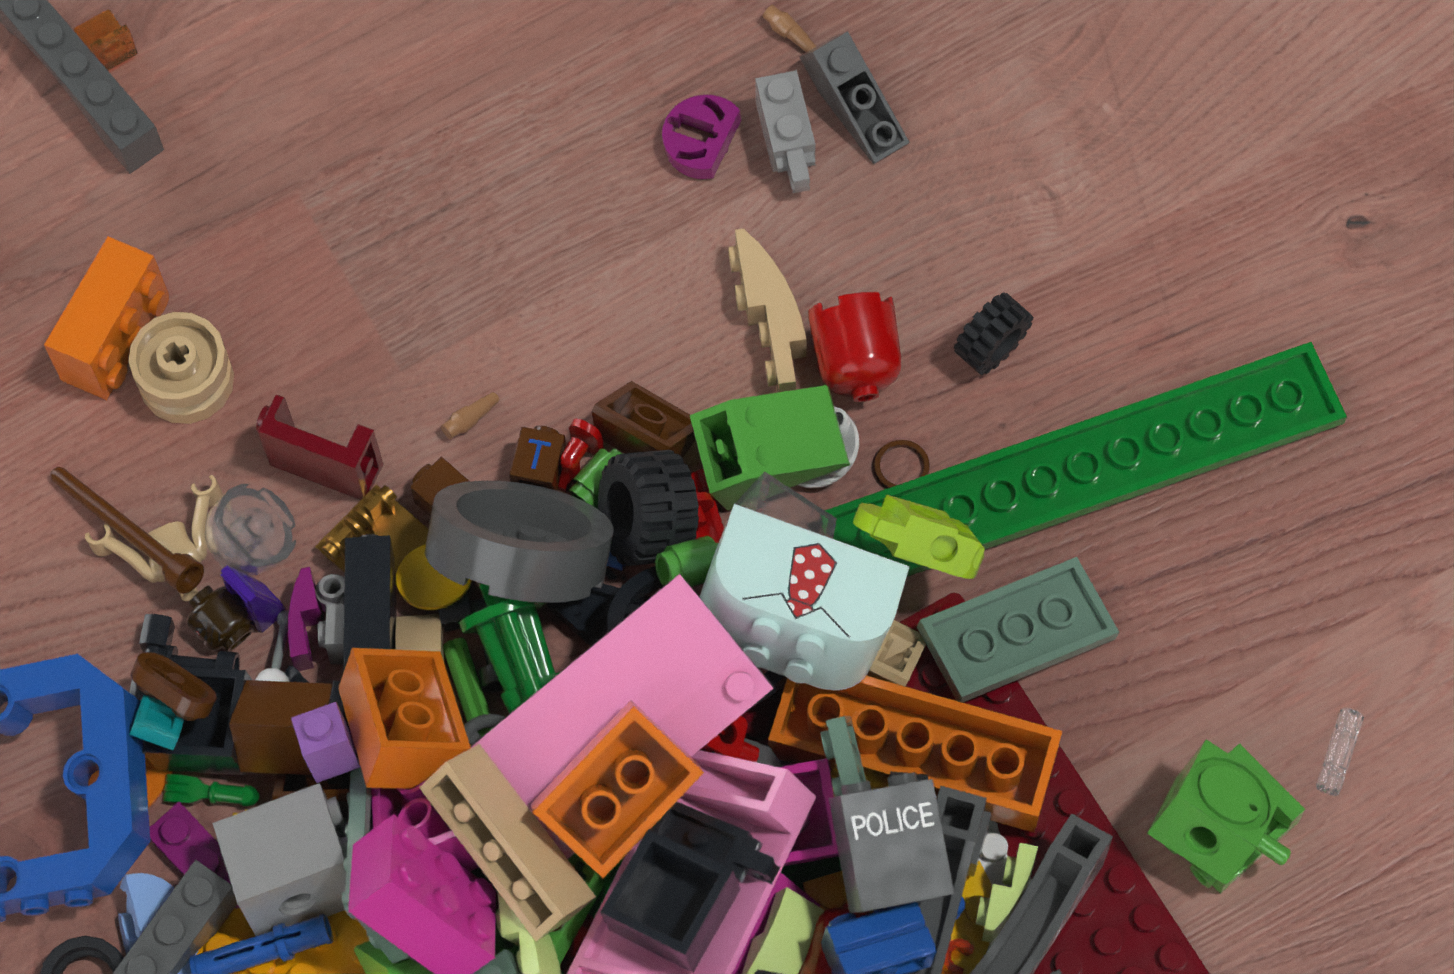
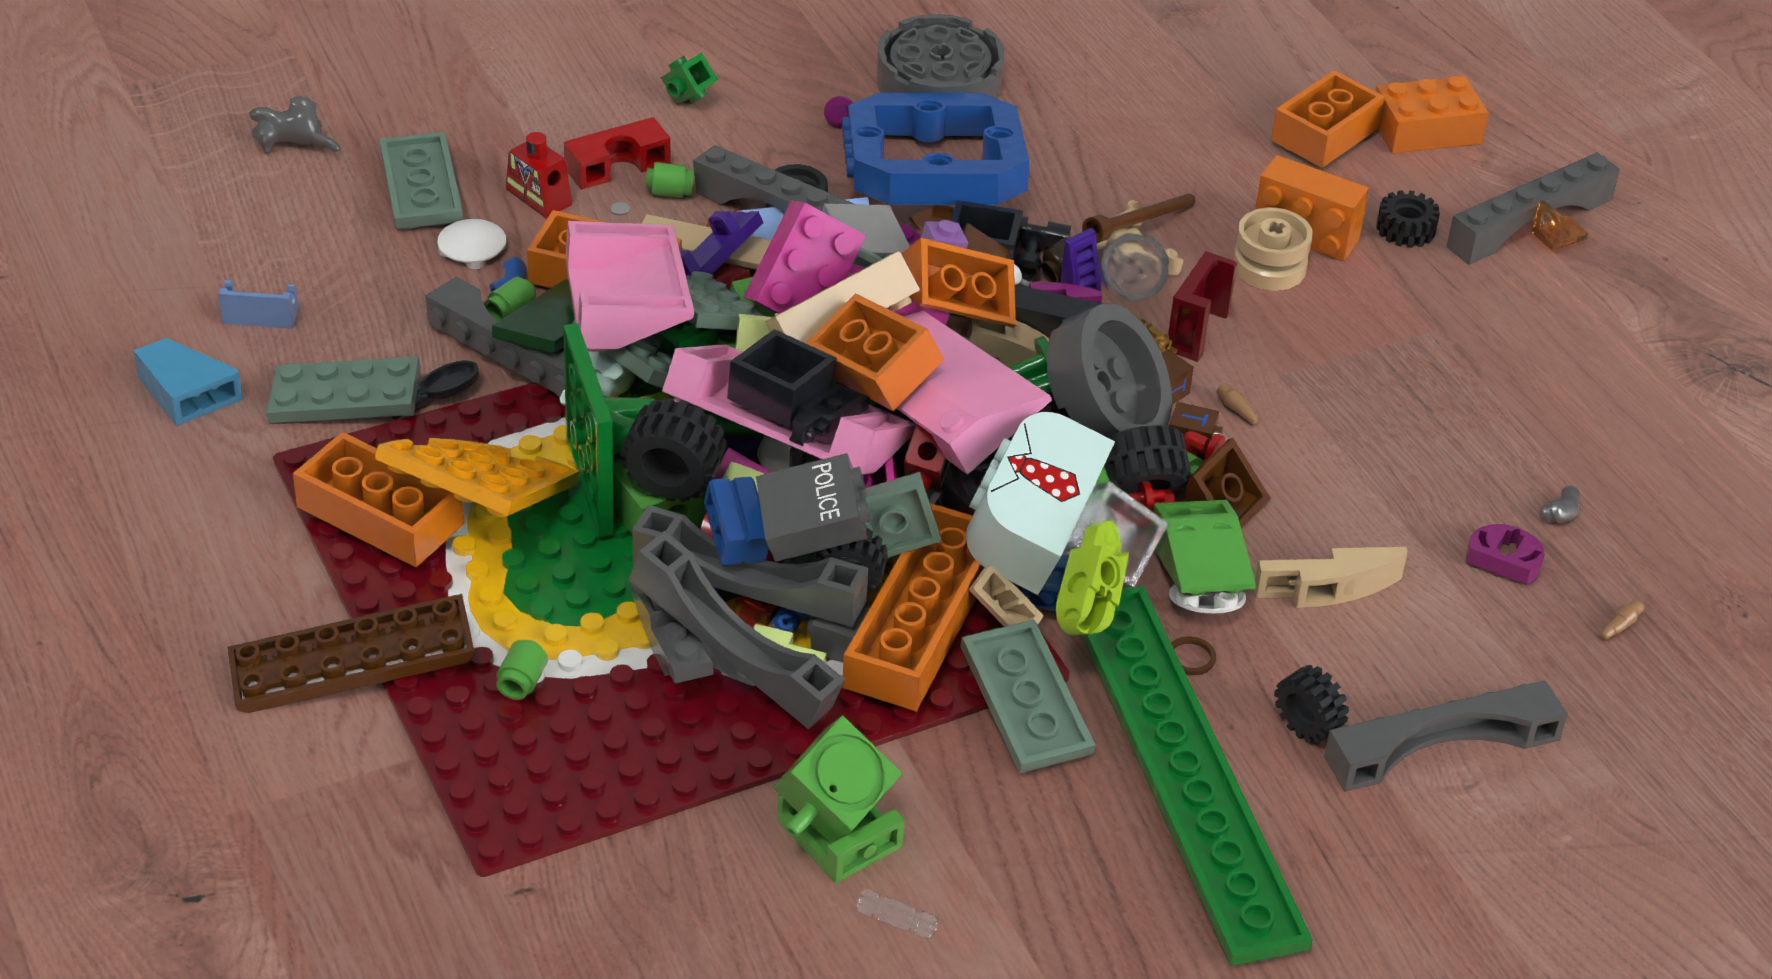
camera: 90 degrees right, 25 degrees down
(84, 191) = (1408, 218): none -> black tyre
(156, 723) = (974, 198): teal tile -> none
(173, 686) = (1001, 203): reddish brown plate -> none
(615, 68) = (1562, 509): none -> flat silver arm
(786, 127) = (1514, 598): light grey hinge -> none
(854, 96) = (1557, 646): dark grey slope -> none
(857, 344) = (1296, 614): red cylinder -> none
(1034, 277) = (1514, 716): none -> dark grey arch

